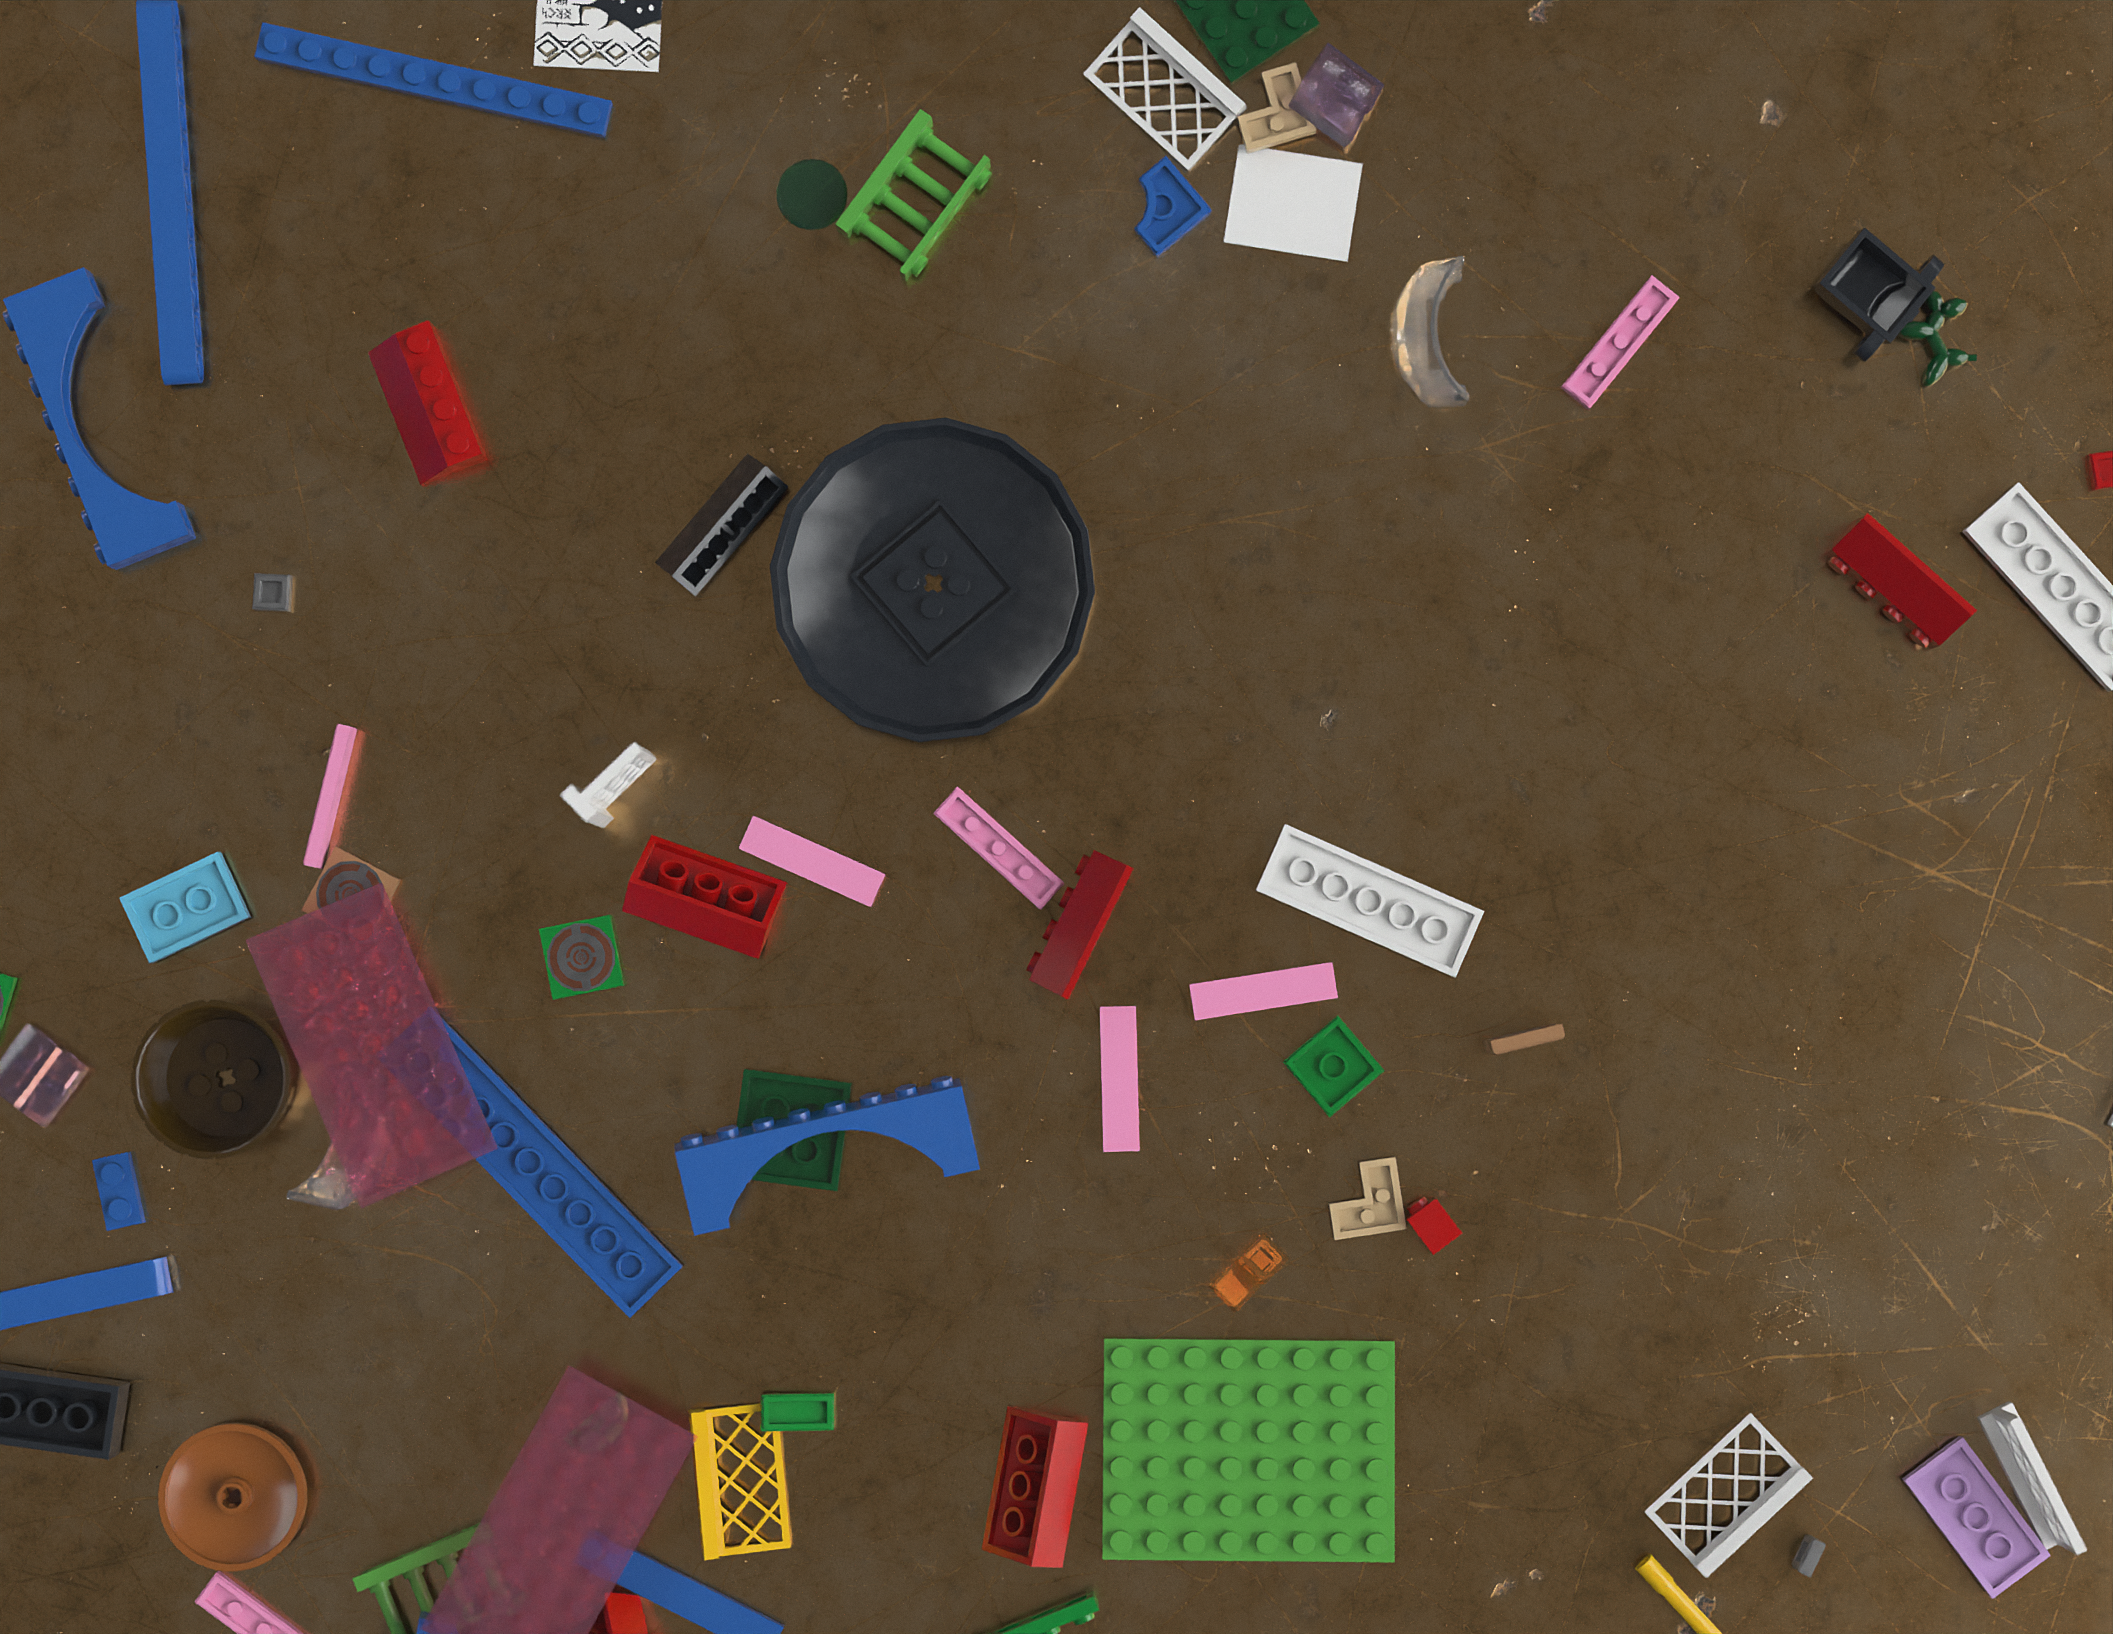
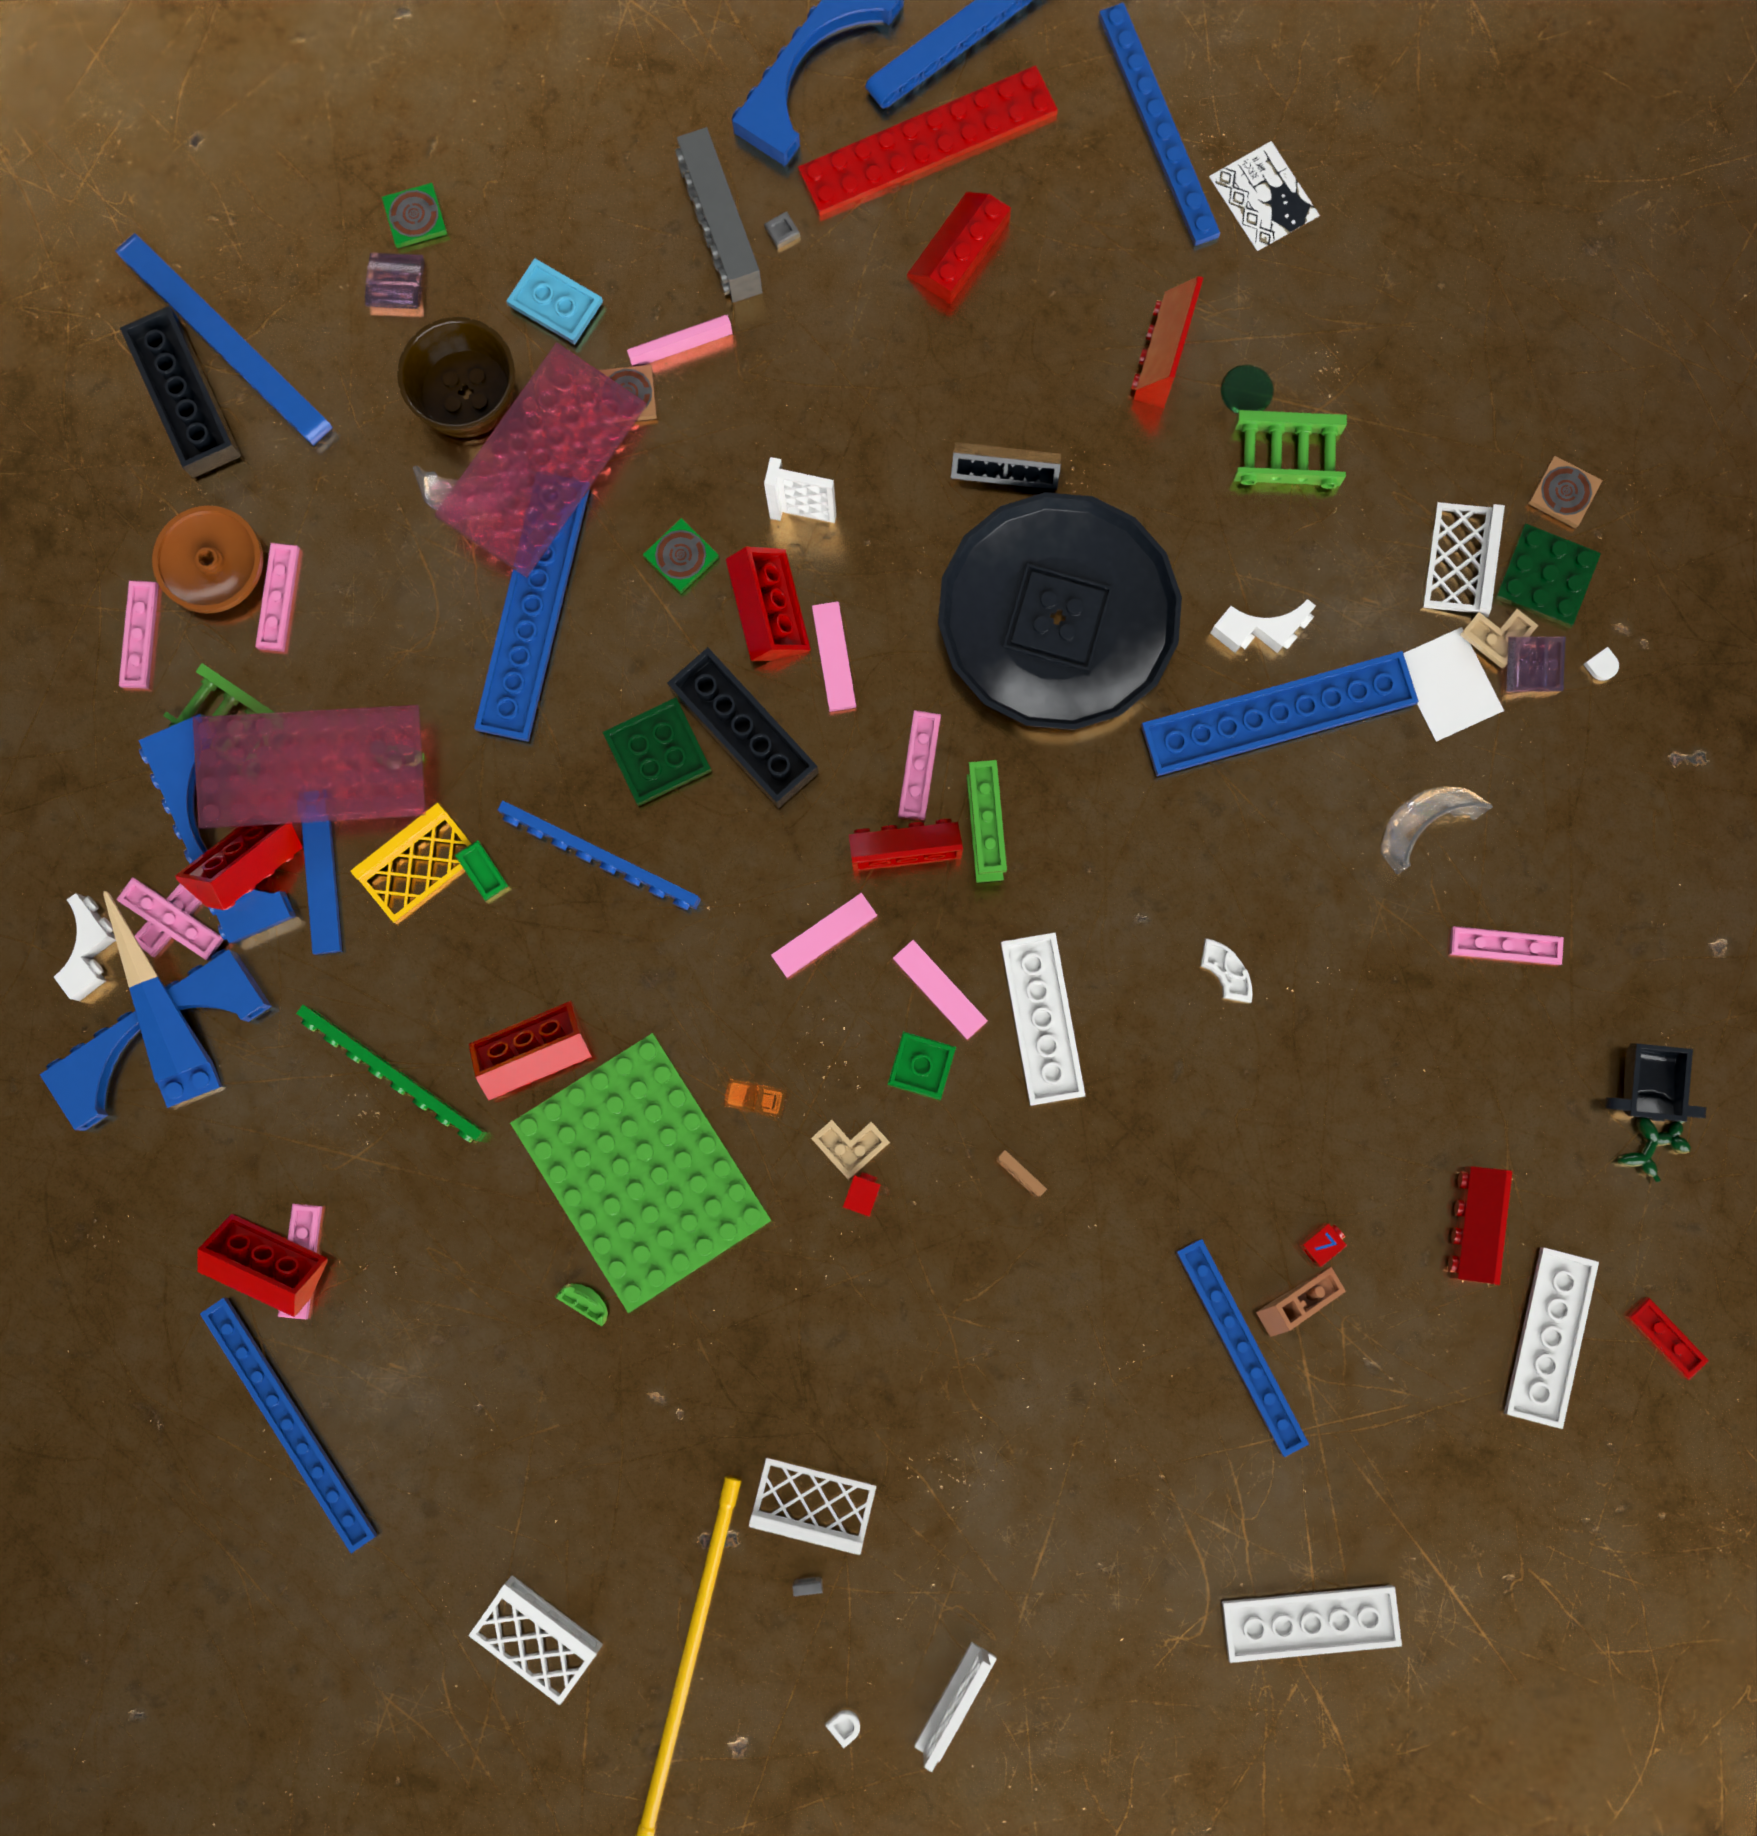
camera: 60 degrees right, 5 degrees down
(118, 1191) = (355, 374): blue plate -> none
(207, 653) = (718, 215): none -> dark grey brick
(276, 355) = (927, 140): none -> red plate
(325, 1444) = (277, 597): none -> bright pink tile
(704, 252) = (1166, 343): none -> red slope
(721, 1164) = (718, 828): blue arch -> none
(829, 1017) = (743, 727): none -> black brick
(854, 1280) = (588, 851): none -> blue plate
(1080, 394) = (1237, 628): none -> white arch
(1116, 820) = (986, 821): none -> bright green fence
(1170, 208) = (1393, 610): blue tile -> none
(1204, 413) = (1279, 713): none -> blue plate
(1349, 1601) = (584, 1301): none -> bright green plate
(1384, 20) = (1603, 665): none -> white tile
(1448, 660) = (1228, 969): none -> white tile
(1808, 762) = (1323, 1244): none -> red brick
(1854, 828) = (1300, 1302): none -> nougat slope
(1859, 923) = (1242, 1348): none -> blue plate
(1976, 1517) = (905, 1684): lavender plate -> none
(1977, 1610) = (844, 1726): none -> white tile

